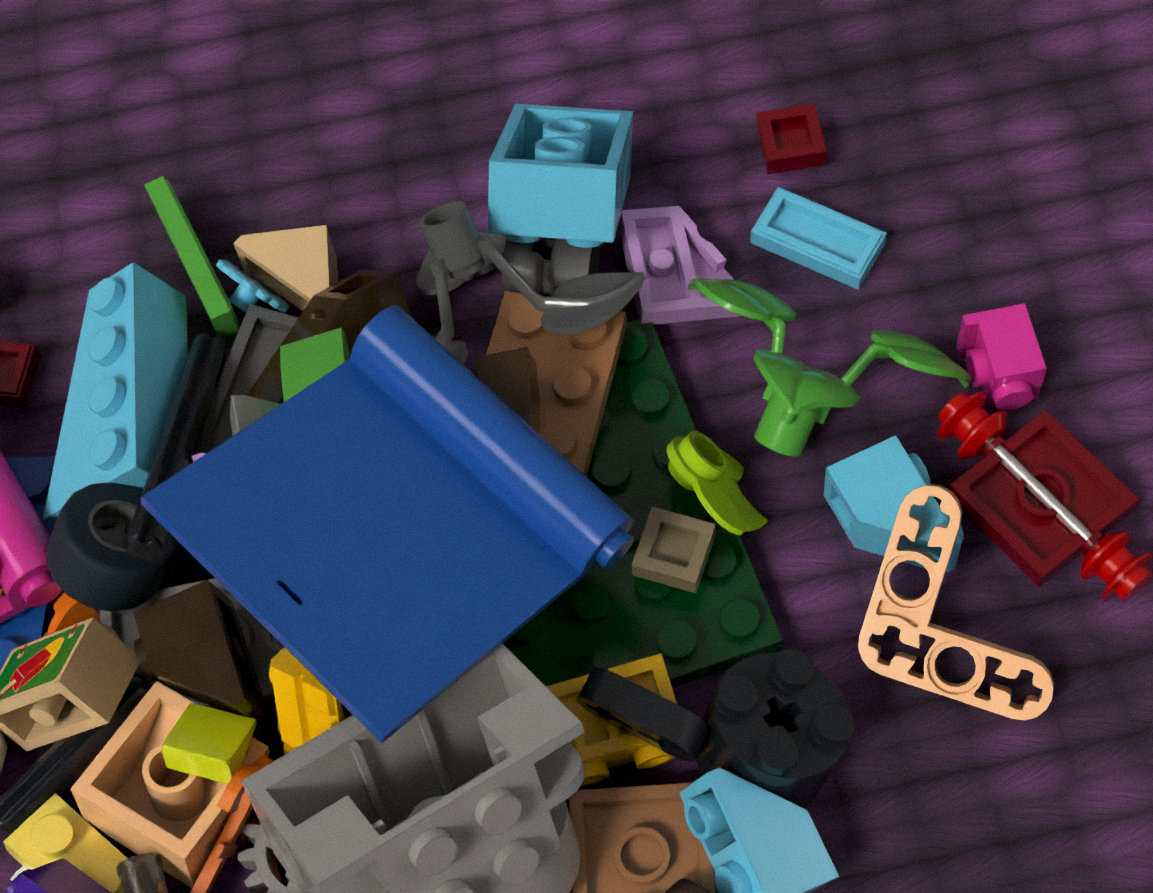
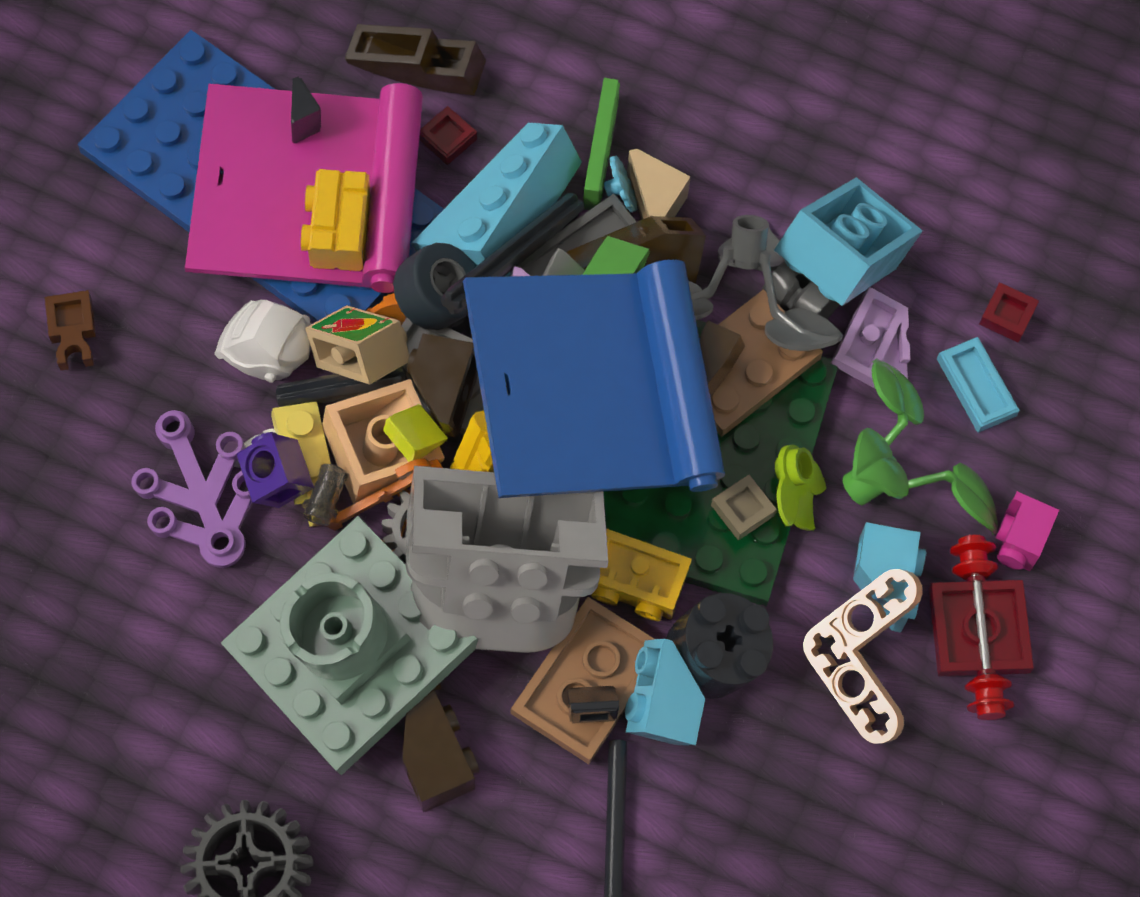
camera: 25 degrees right, 5 degrees up
(643, 714) = (654, 584): black beam -> none

